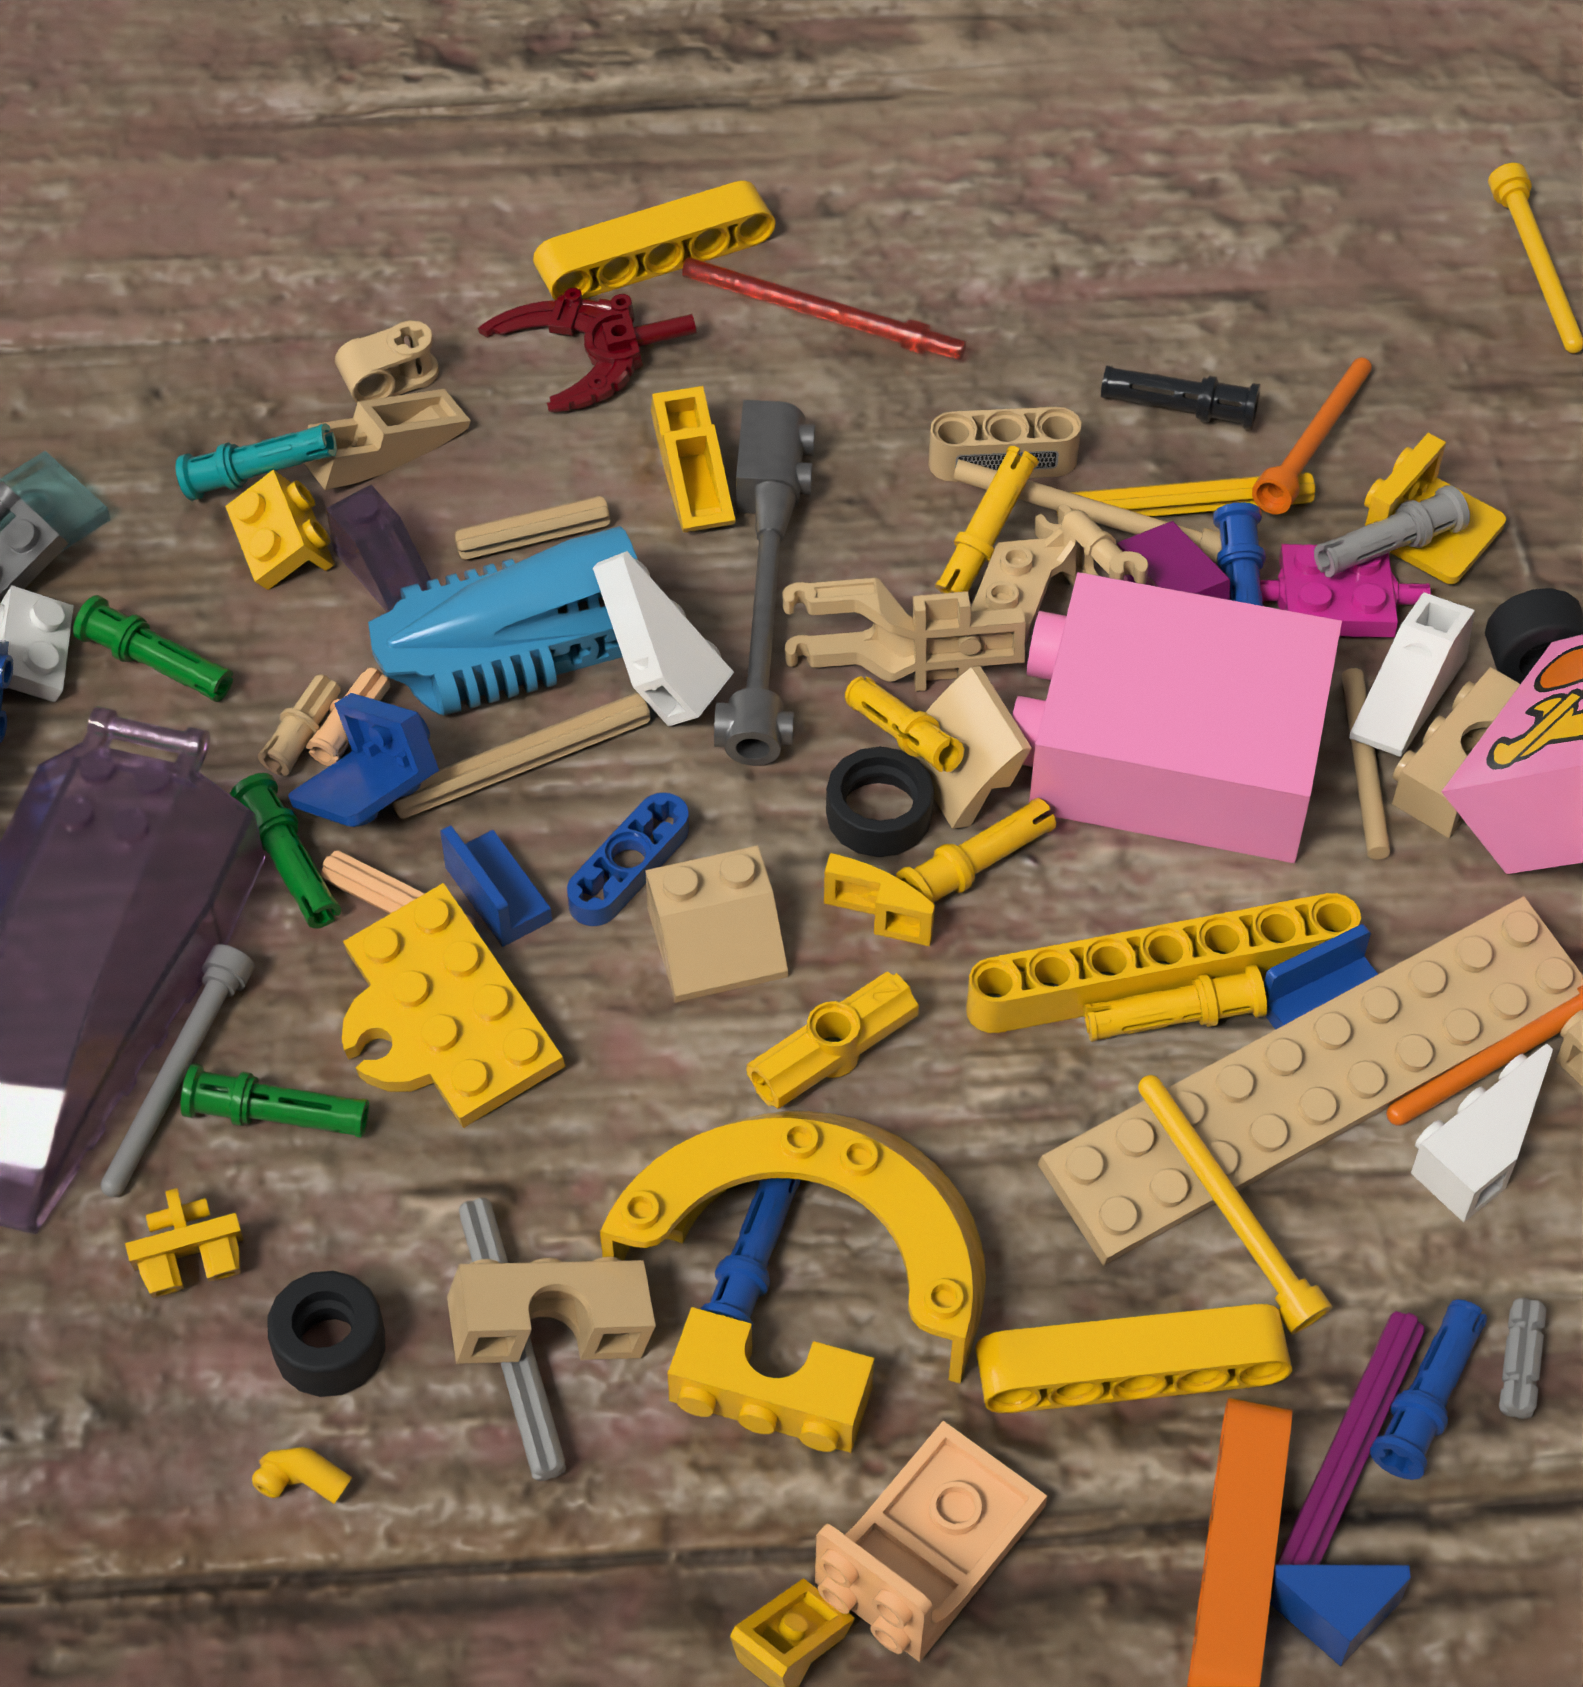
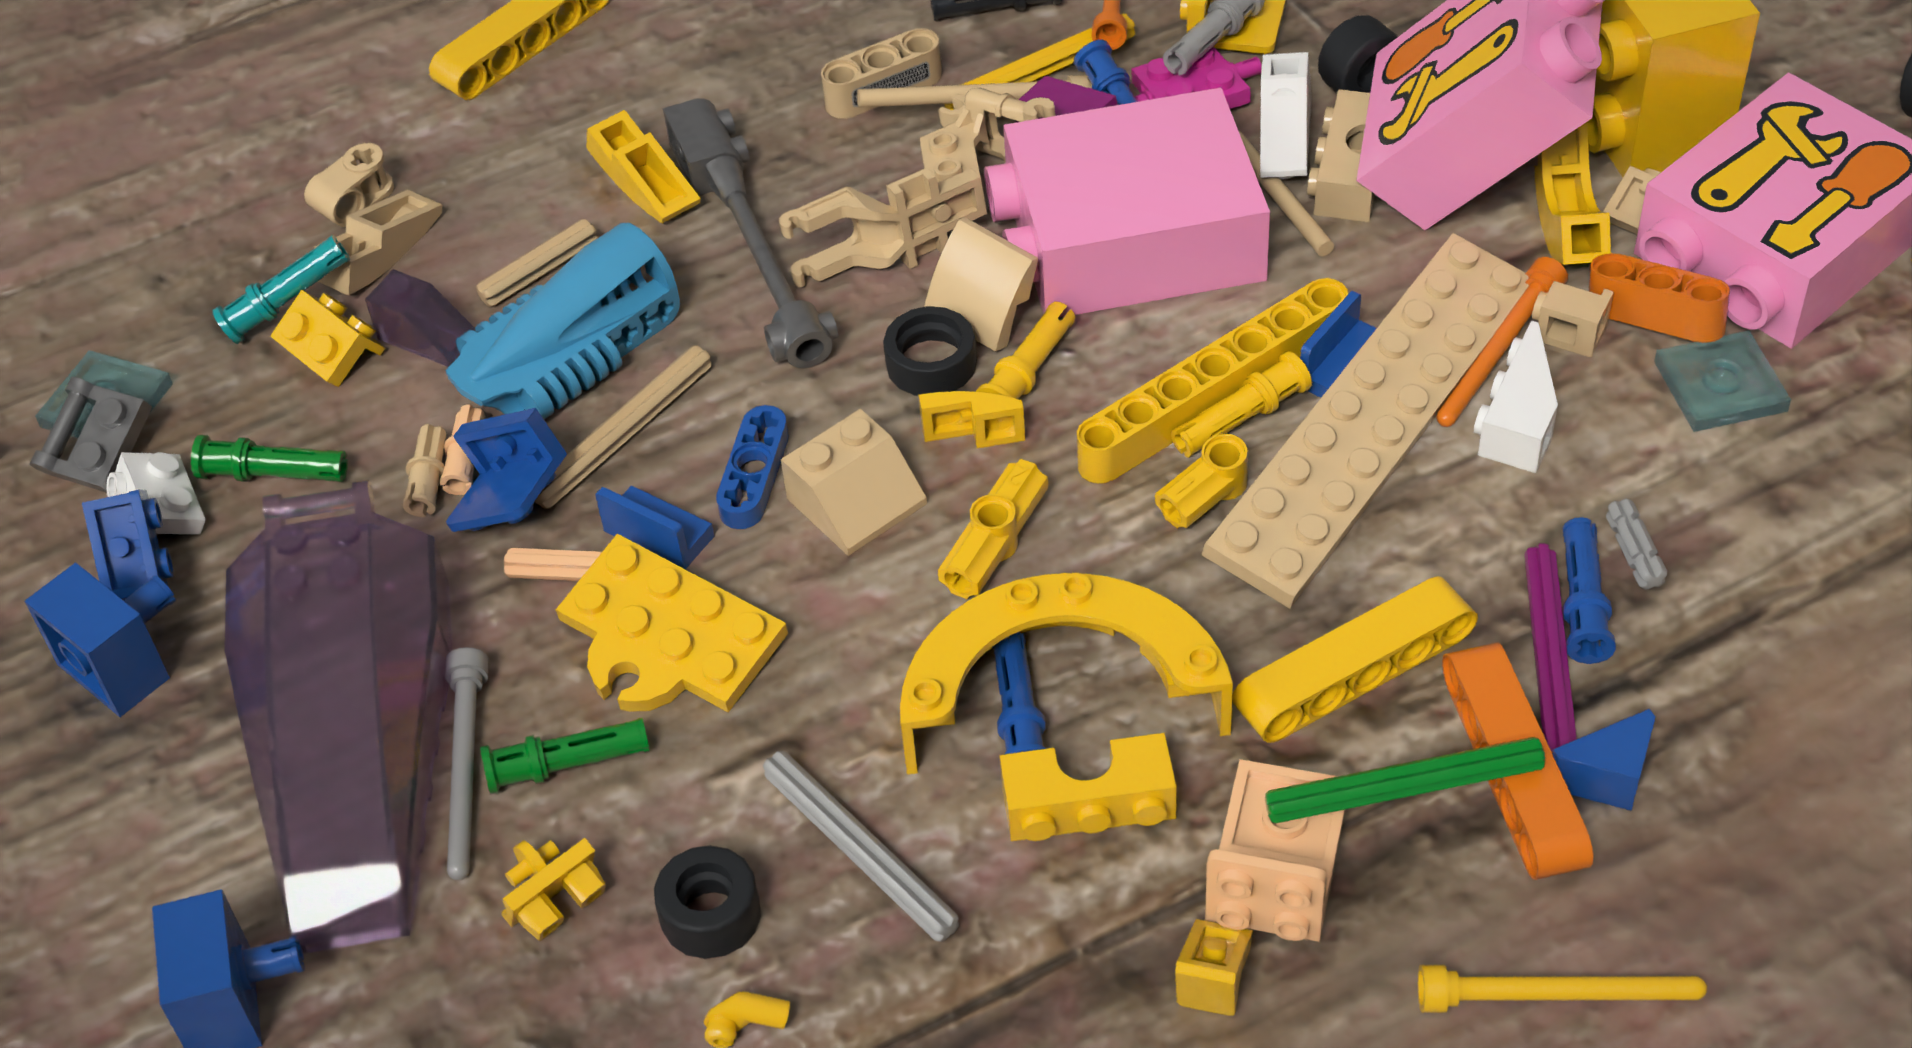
camera: 20 degrees left, 5 degrees down
(280, 839) = (475, 568): green pin -> none
(599, 1300) = (848, 814): tan arch -> none
(608, 339) = (522, 107): dark red bar -> none
(660, 647) = (697, 297): white slope -> none
(912, 335) = (765, 26): clear red bar -> none
(915, 731) = (935, 286): yellow pin -> none
(977, 541) = (902, 145): yellow pin -> none
(1082, 1083) = (1213, 477): none -> yellow piece
(1096, 1528) = (1405, 780): none -> green axle
(1297, 1300) = (1453, 567): yellow piece -> none

